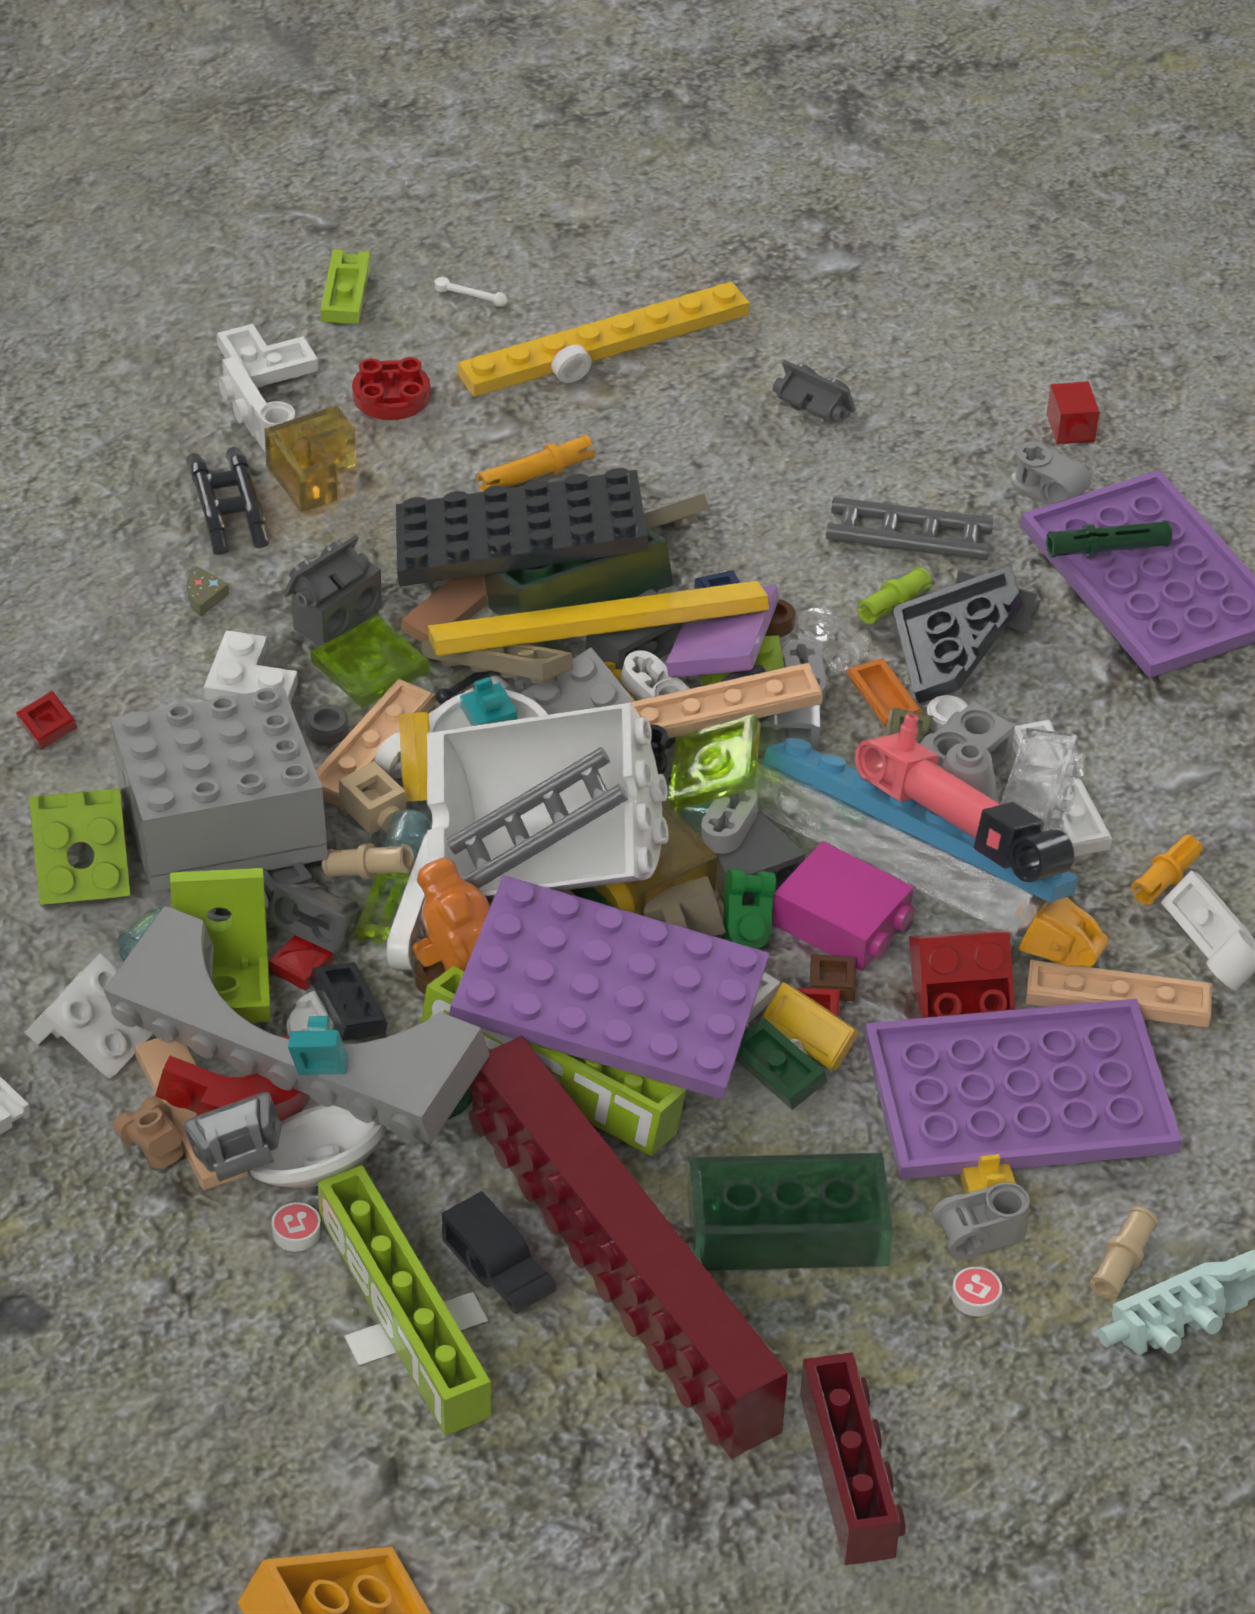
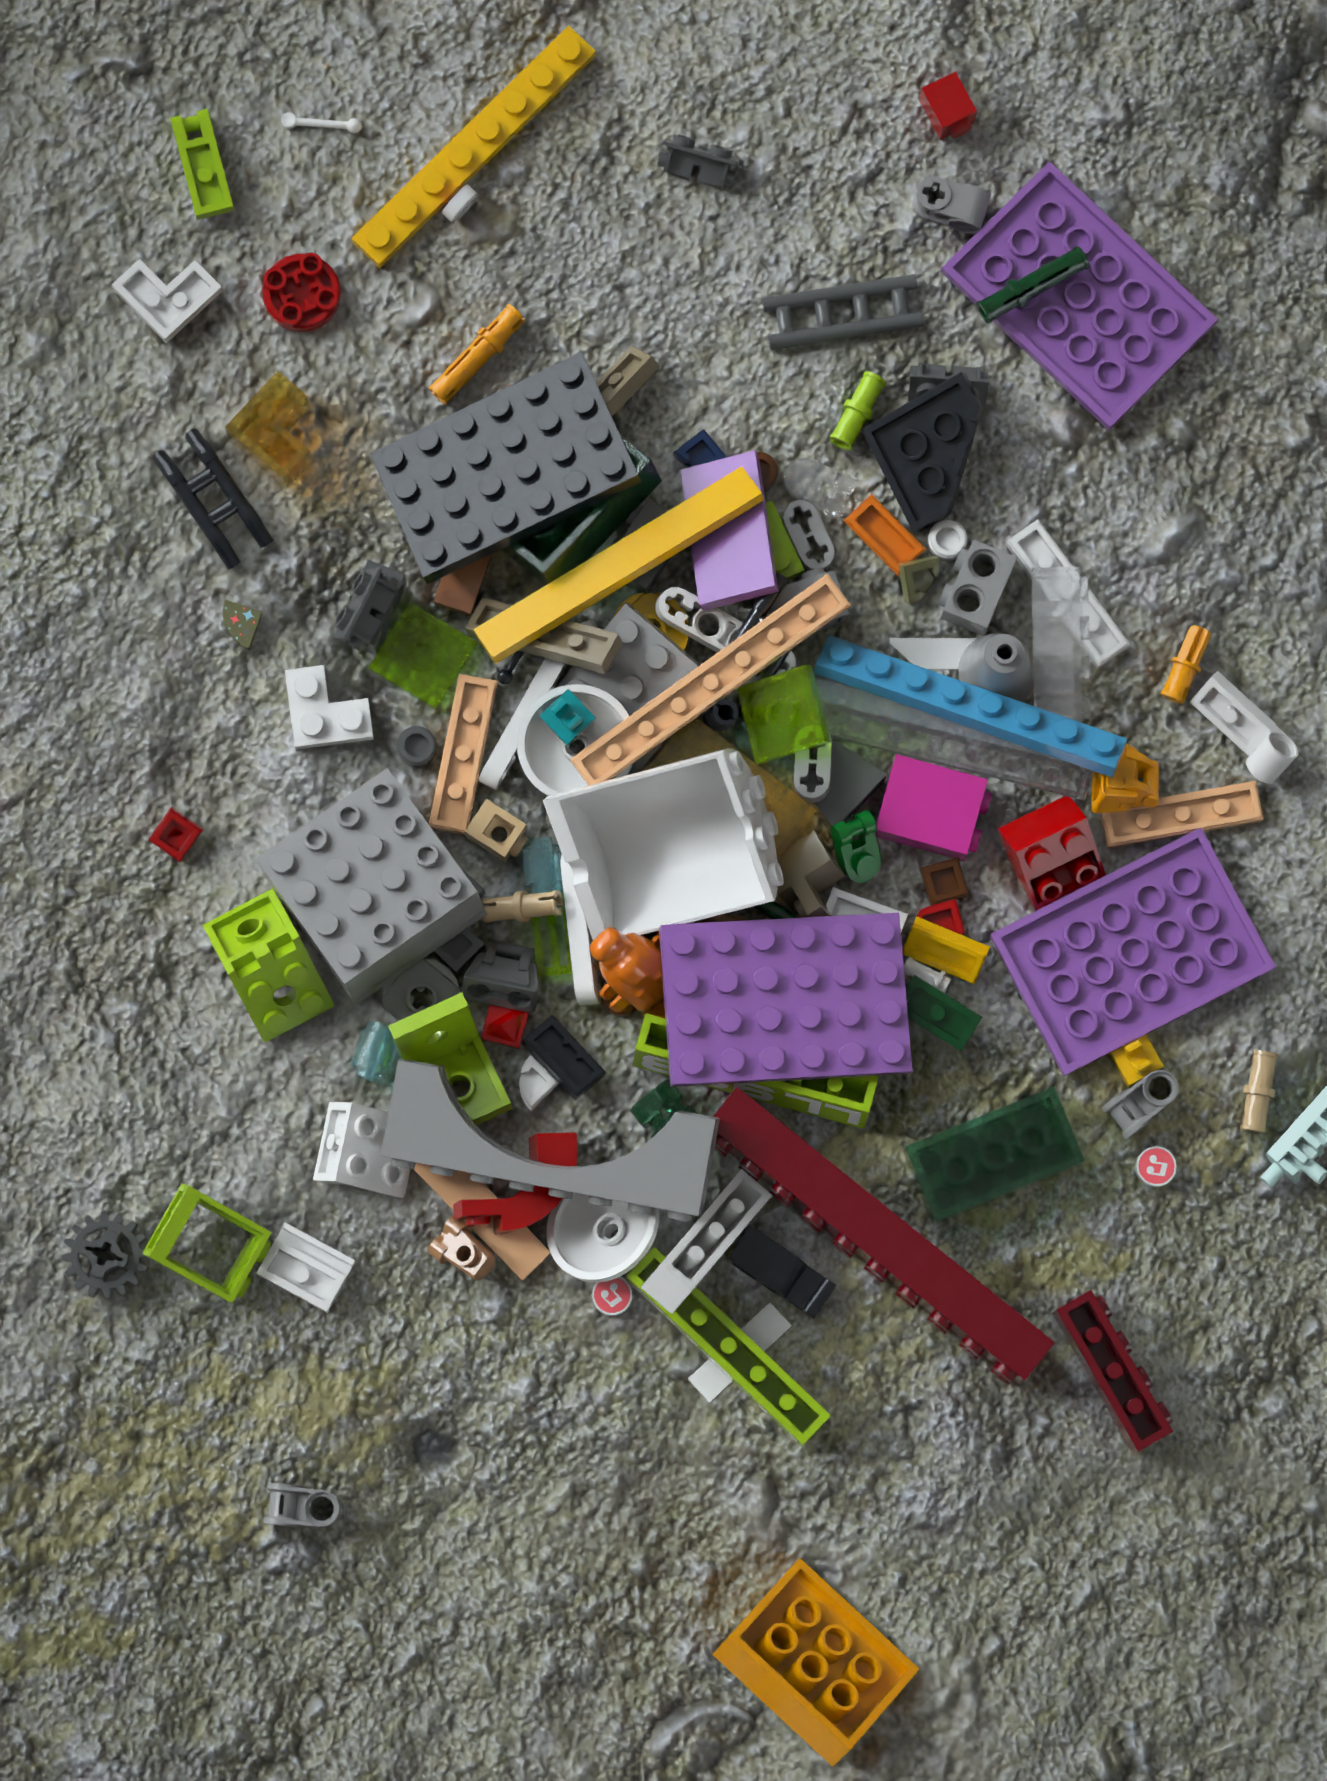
camera: 20 degrees left, 35 degrees up
(236, 1136) = (539, 1247): dark grey piece -> none
(249, 403) = (185, 375): white plate -> none
(318, 1049) = (593, 1183): teal tile -> none
(413, 747) = (520, 782): yellow tile -> none
(419, 1167) = (706, 1241): none -> white brick
(563, 822) = (675, 844): dark grey bar -> none
(1001, 832) = (1060, 734): piece -> none

